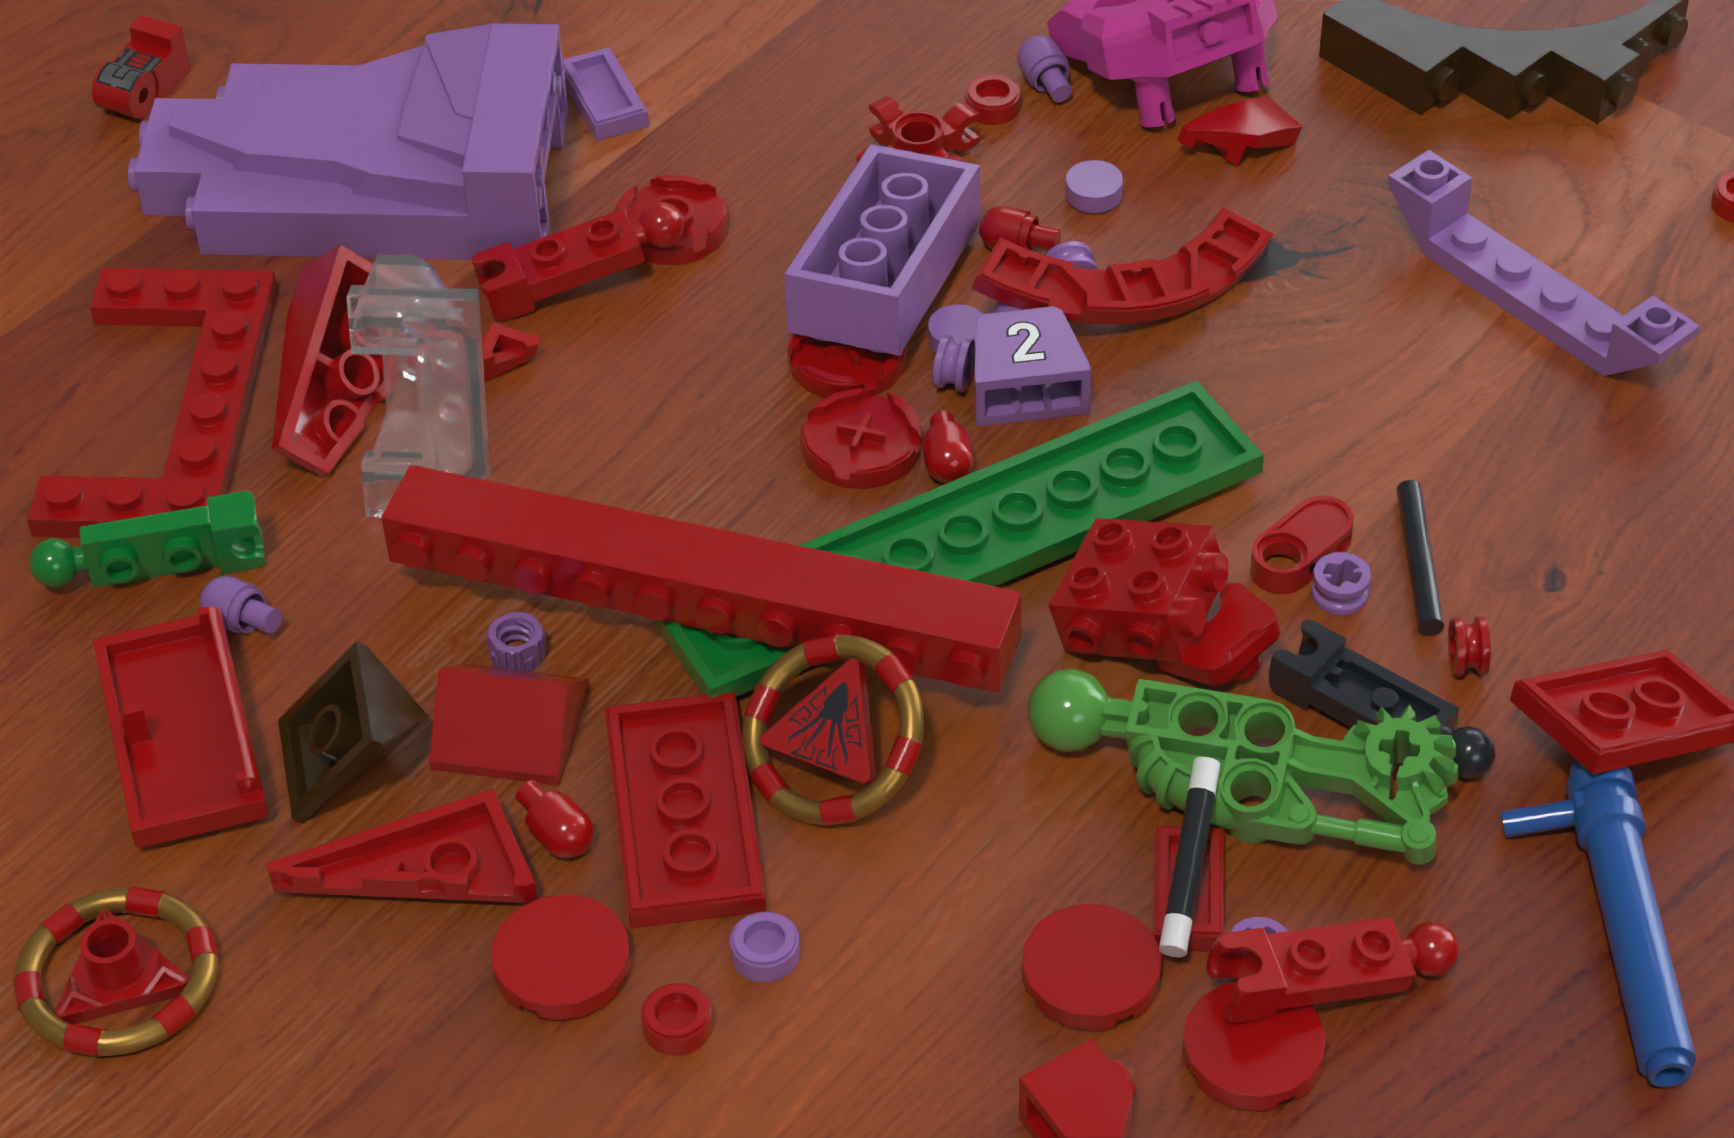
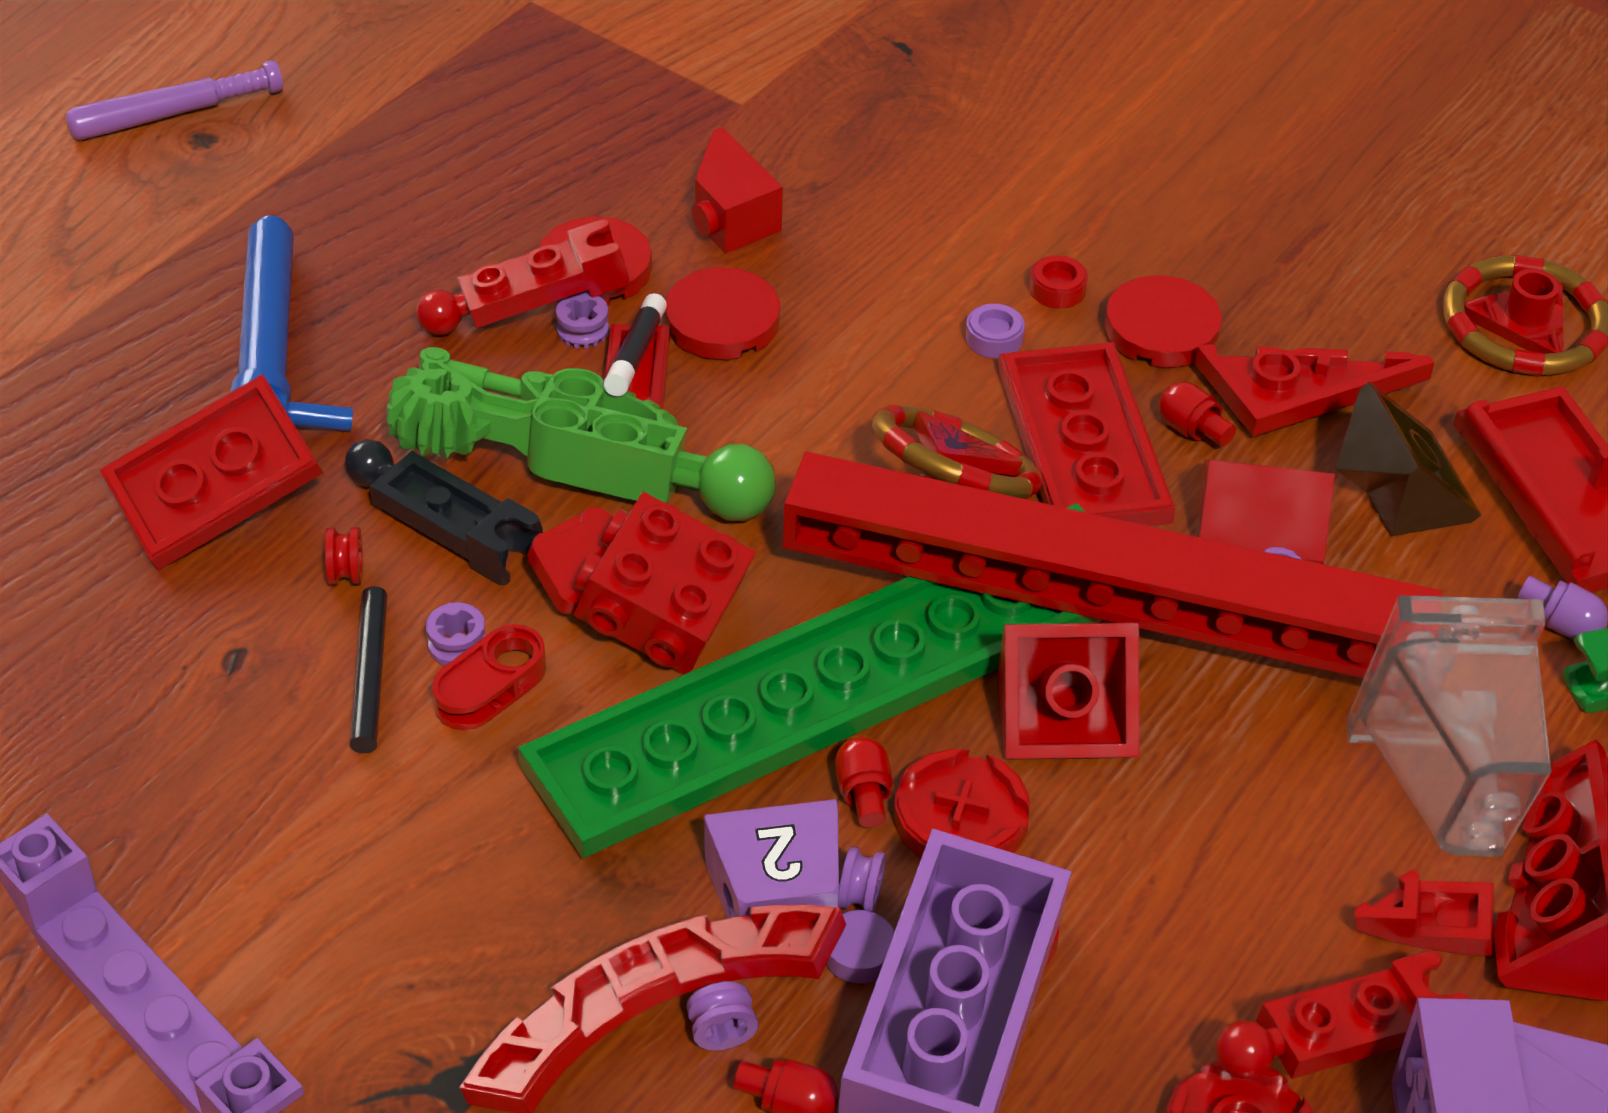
camera: 175 degrees right, 0 degrees up
(756, 509) = (1069, 690): none -> red slope

